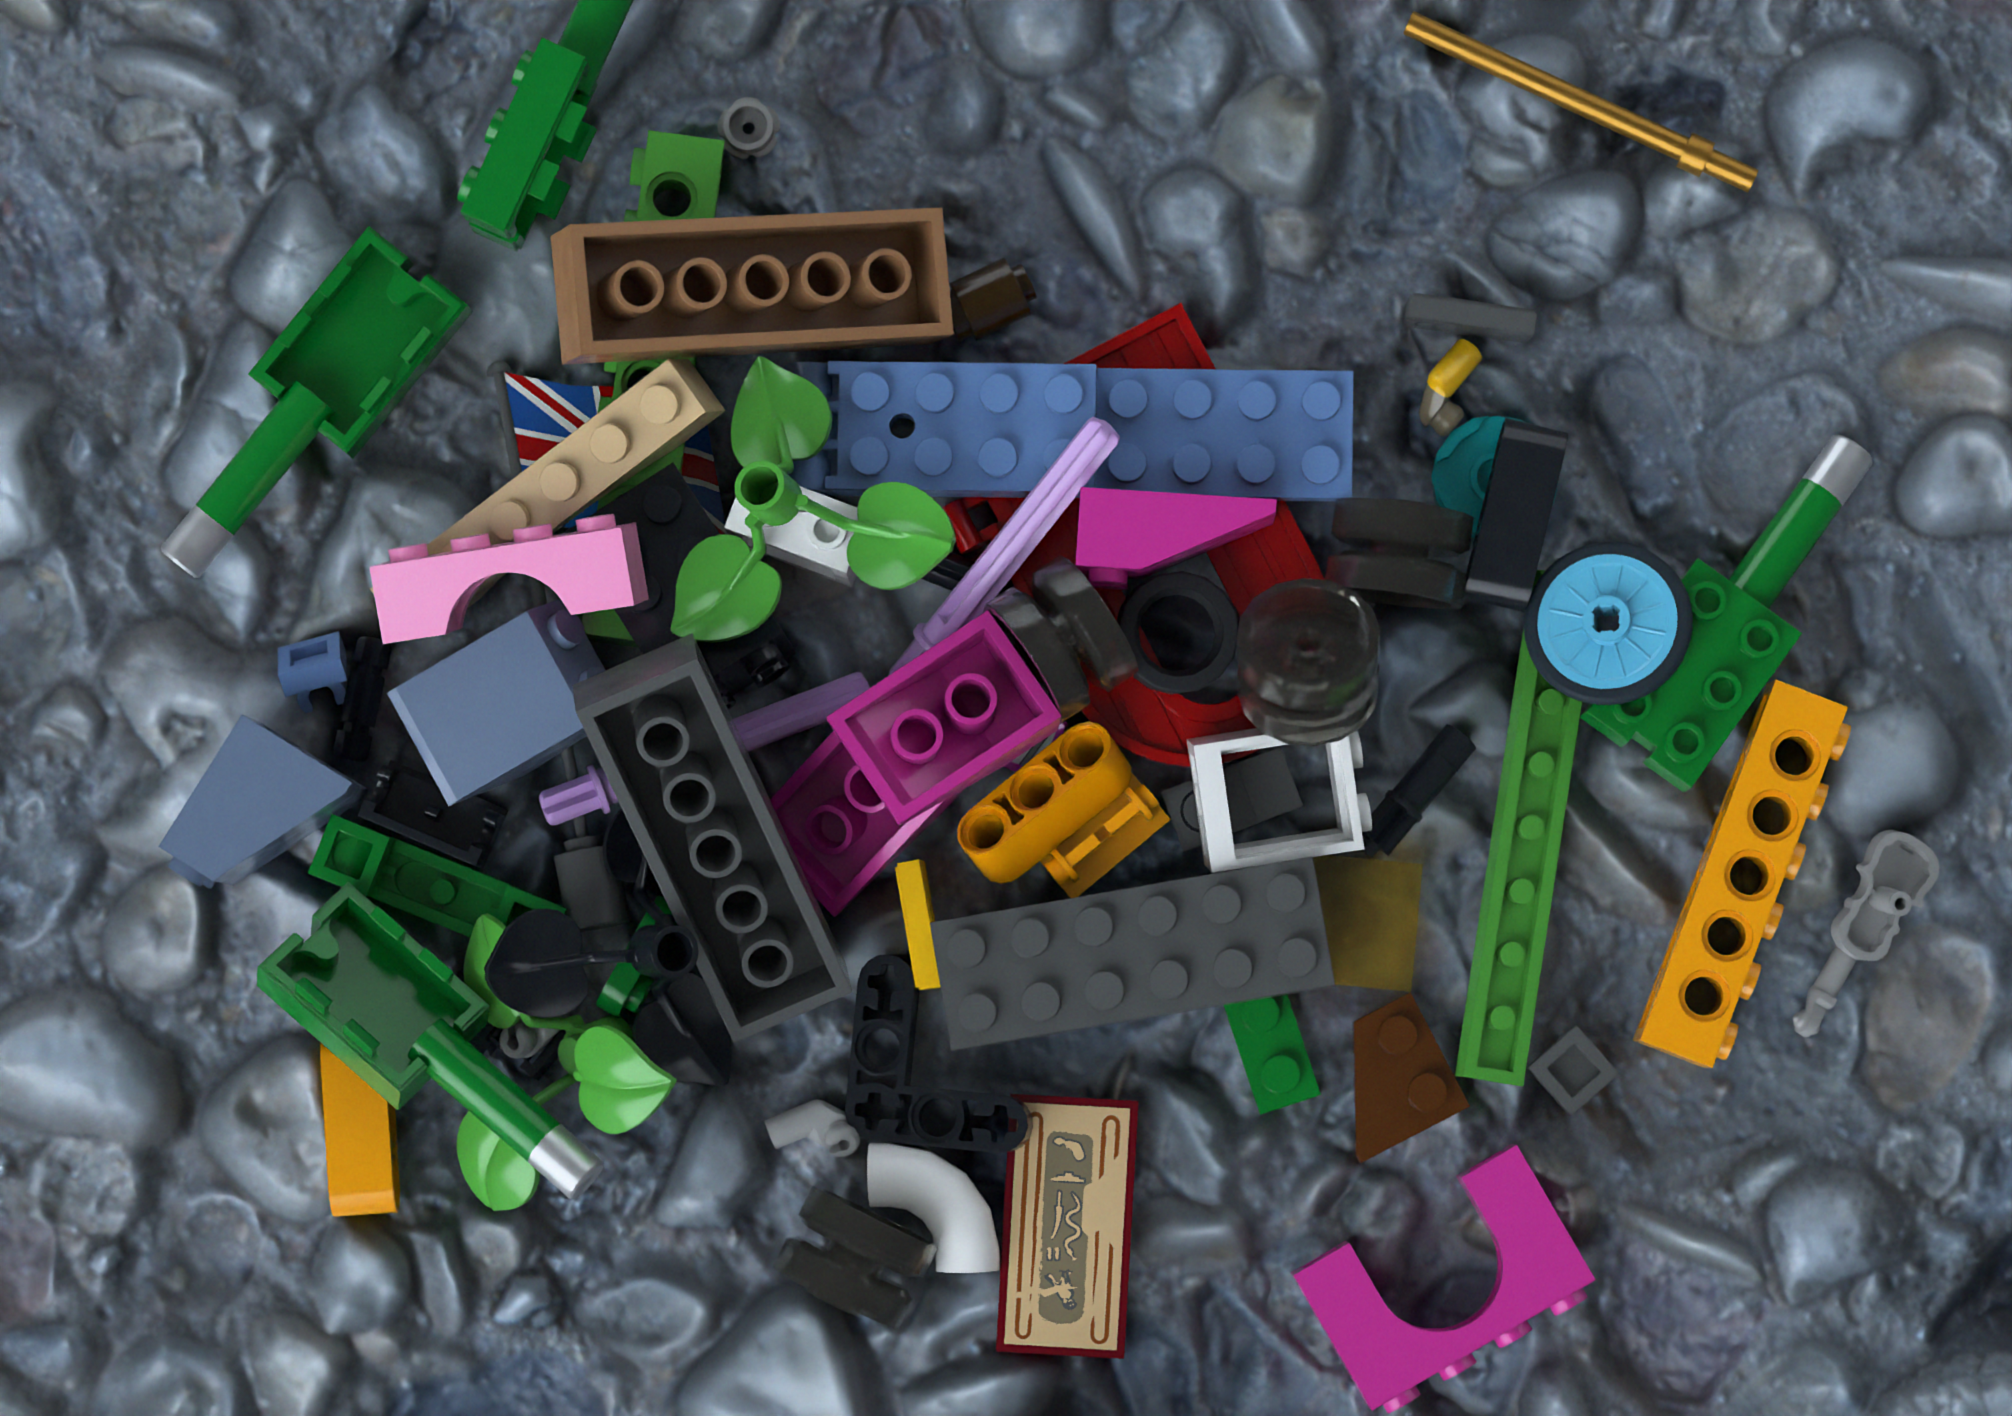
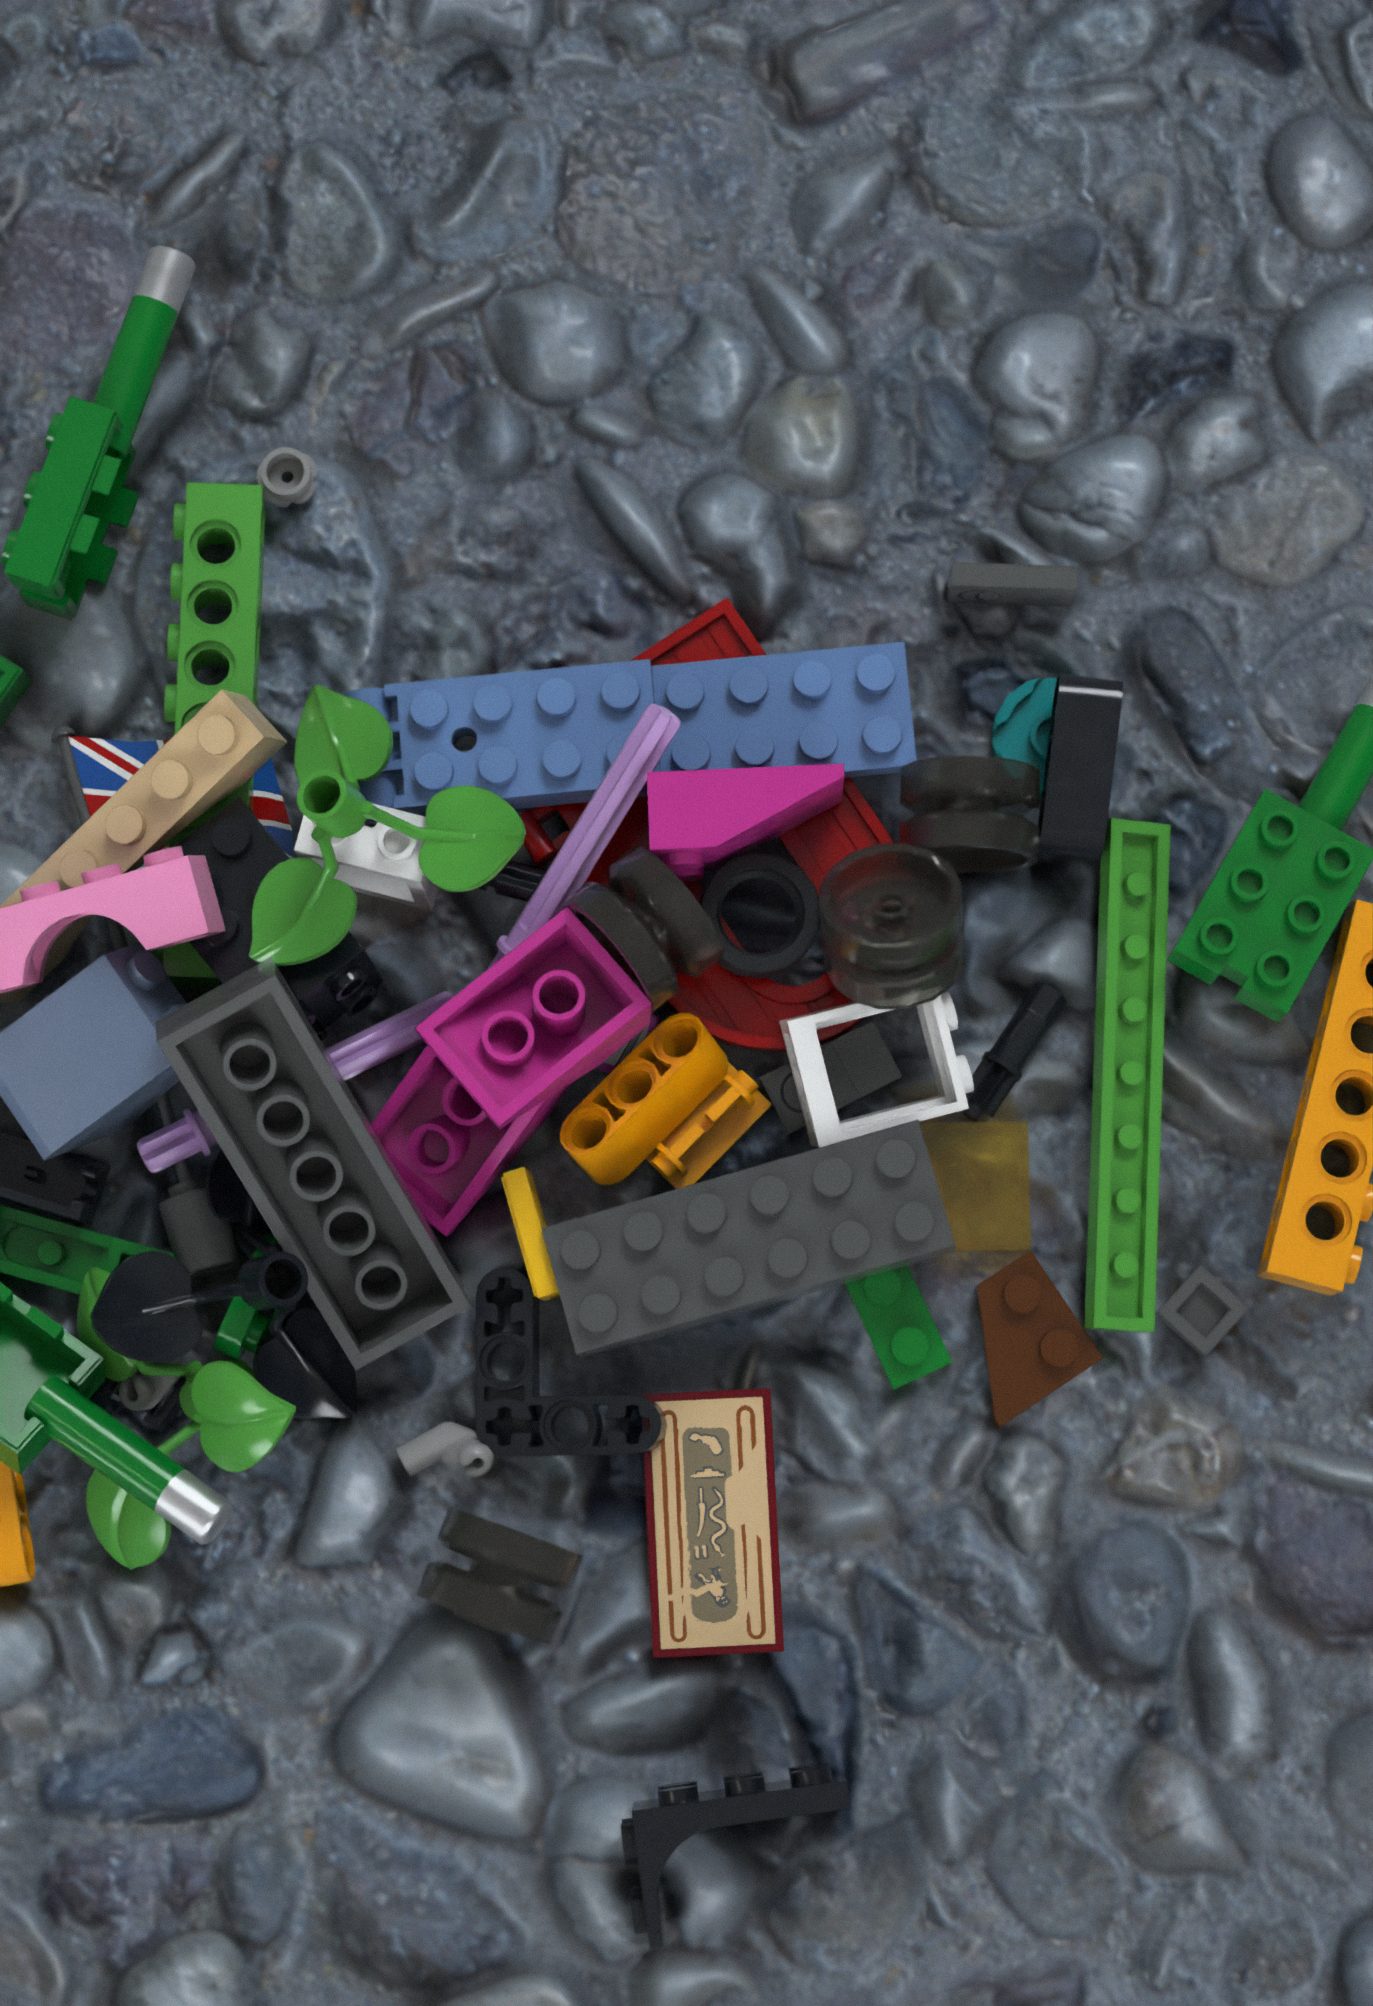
camera: 10 degrees left, 5 degrees down
(751, 285) = (299, 615): medium nougat brick -> none
(941, 1198) = (582, 1508): white cylinder -> none
(990, 299) = (537, 615): dark brown brick -> none
(1443, 382) = (992, 651): arm -> none
(1534, 1272) = (1187, 1514): dark pink arch -> none
(1608, 664) = (1191, 899): medium azure wheel -> none
(1692, 153) = (1209, 407): pearl gold bar -> none

